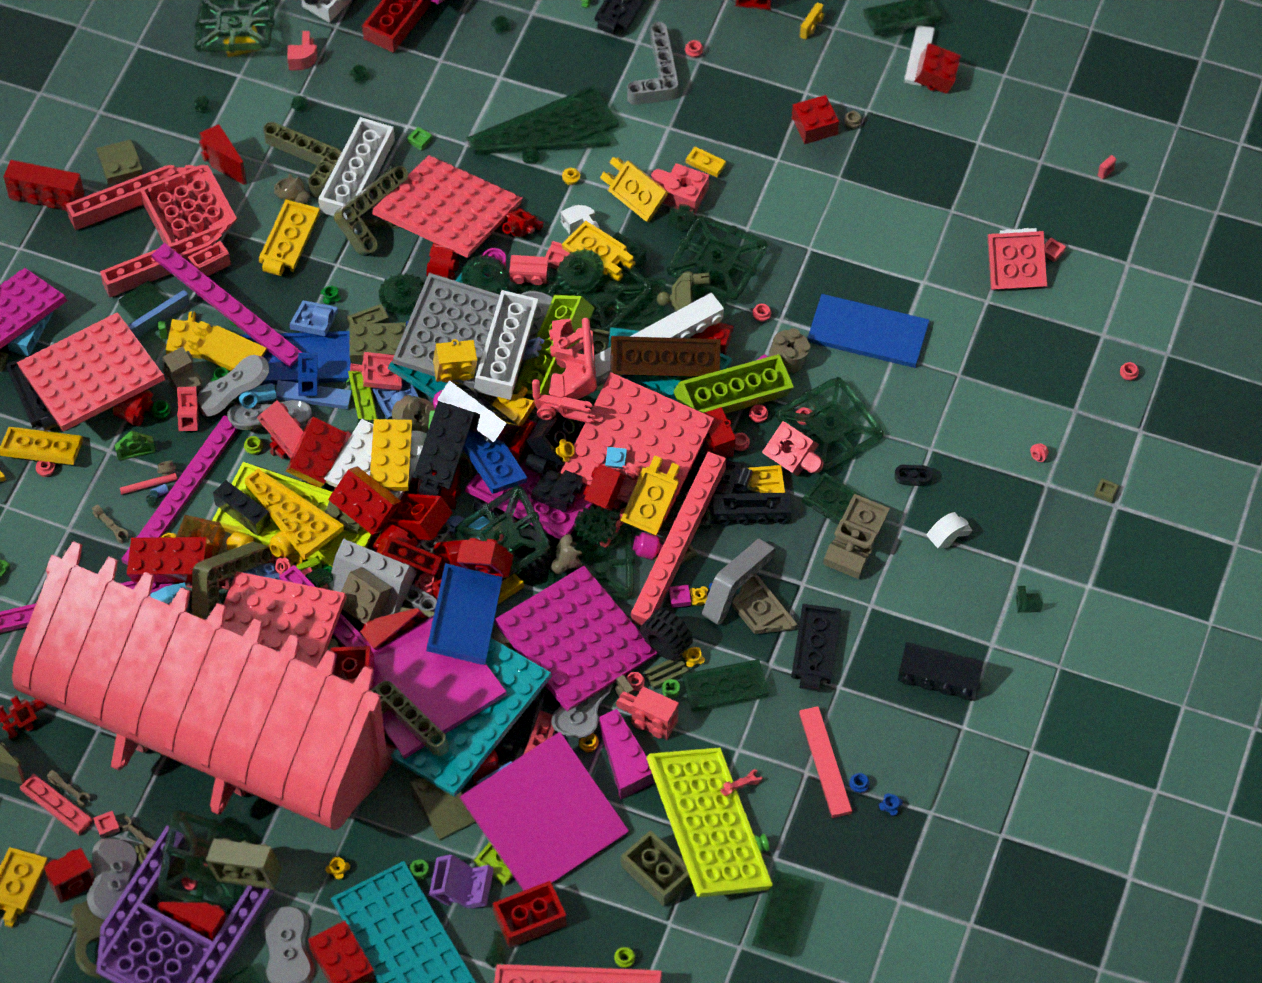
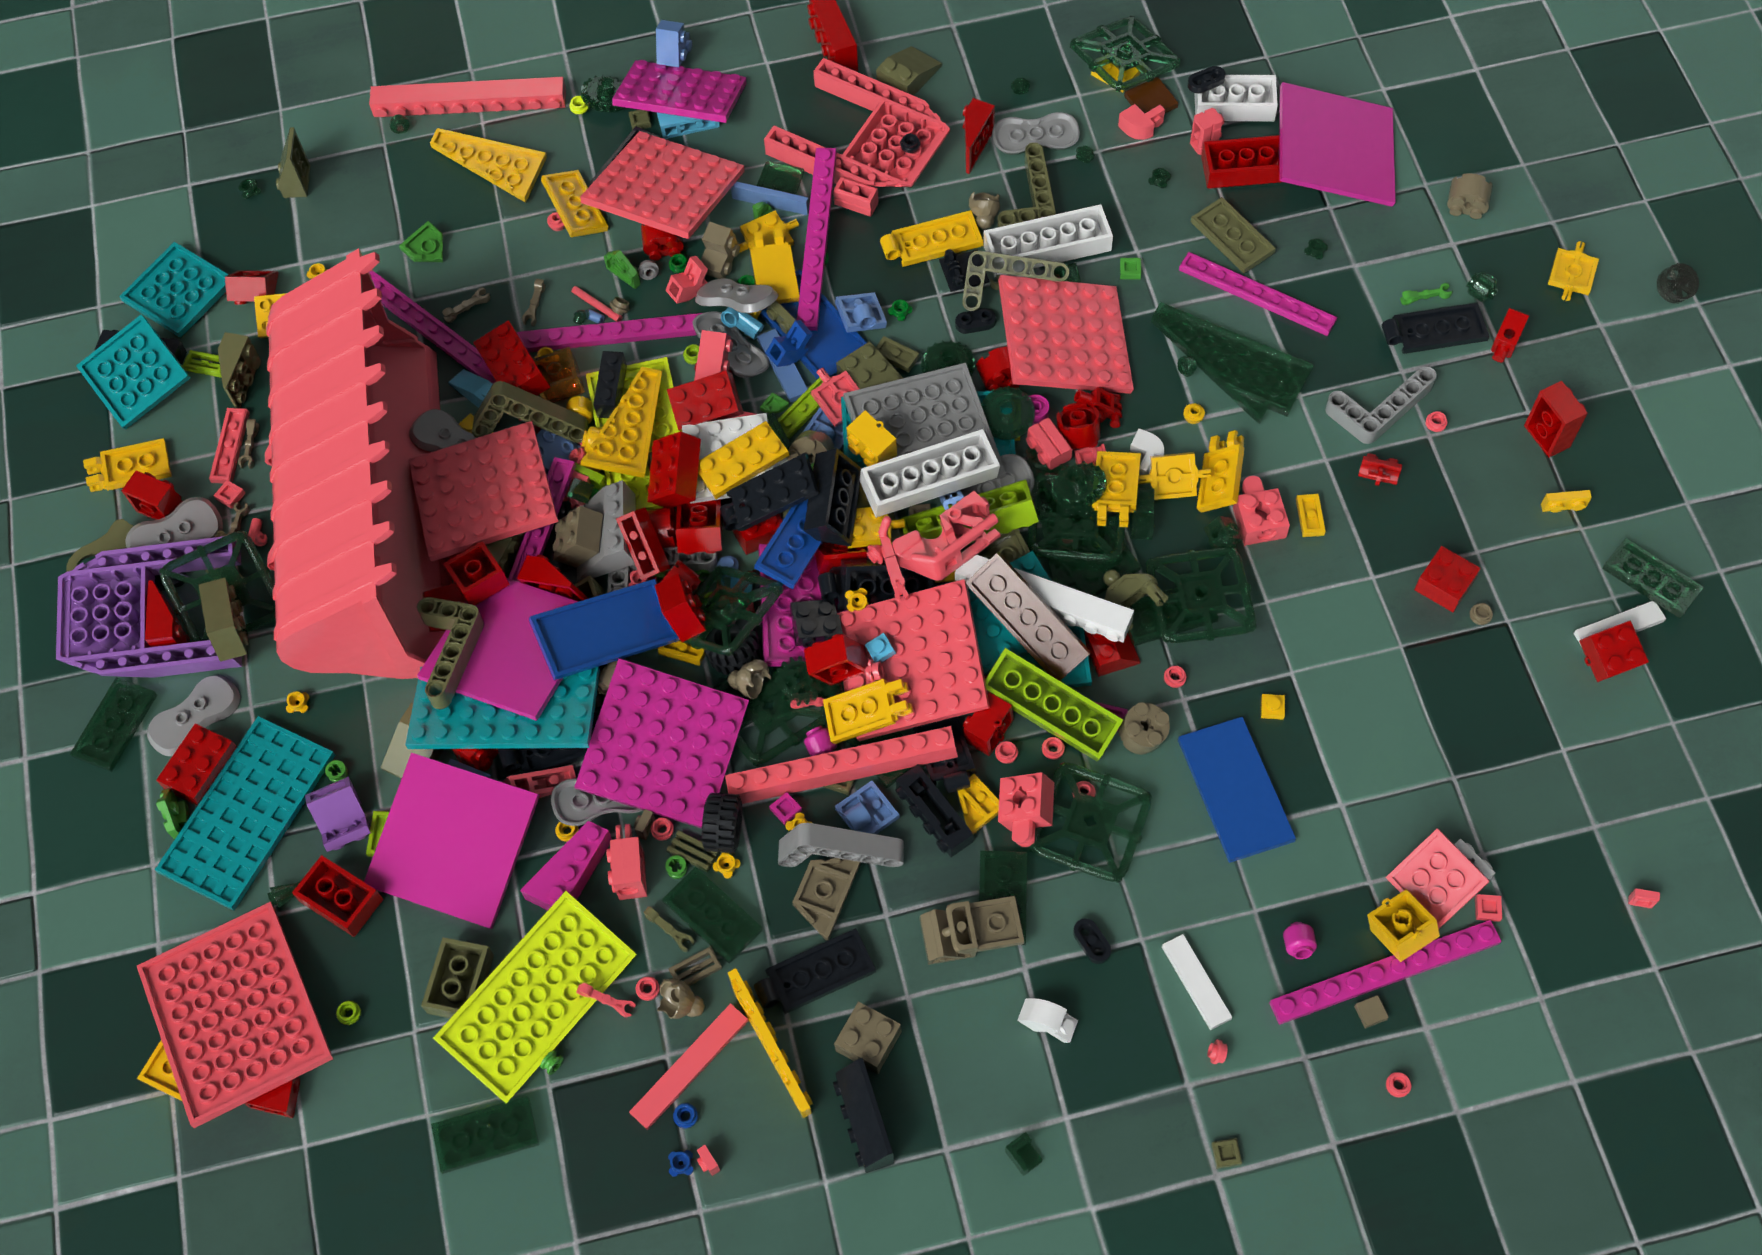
camera: 60 degrees right, 5 degrees up
(150, 429) = (646, 265): none -> light grey plate
(157, 825) = (255, 534): none -> coral arm
(199, 192) = (910, 143): none -> black plate
(258, 109) = (1051, 131): none -> light grey plate
(281, 368) = (781, 316): none -> olive plate
(285, 34) = (1150, 95): none -> reddish brown tile
(328, 237) = (955, 269): none -> black hinge
(342, 419) = (774, 404): none -> bright green tile
(351, 19) = (1206, 128): none -> coral brick
(381, 254) = (975, 321): none -> black plate
(447, 62) = (1233, 235): none -> olive plate
(505, 80) = (1258, 293): none -> dark pink tile
(529, 241) = (1079, 425): none -> red brick
(614, 213) = (1174, 475): none -> yellow plate
(697, 723) = (679, 937): none -> olive piece
(705, 102) = (1380, 470): none -> red hips
(719, 547) = (867, 810): none -> medium blue plate
(749, 750) = (647, 981): none -> coral plate
(755, 734) = (701, 975): none -> dark tan tile
(778, 742) = (679, 1000): none -> dark tan piece
(826, 273) = (1272, 706): none -> yellow plate
(836, 696) = (768, 1039): none -> yellow wing
(884, 640) = (868, 1037): none -> dark tan brick
(902, 784) = (706, 1161): none -> coral plate
(983, 435) = (1196, 982): none -> white tile
(999, 360) = (1300, 940): none -> dark pink head
(1033, 298) = (1403, 925): none -> yellow brick
(1052, 332) = (1384, 972): none -> dark pink plate
(1072, 355) = (1371, 1011): none -> dark tan tile

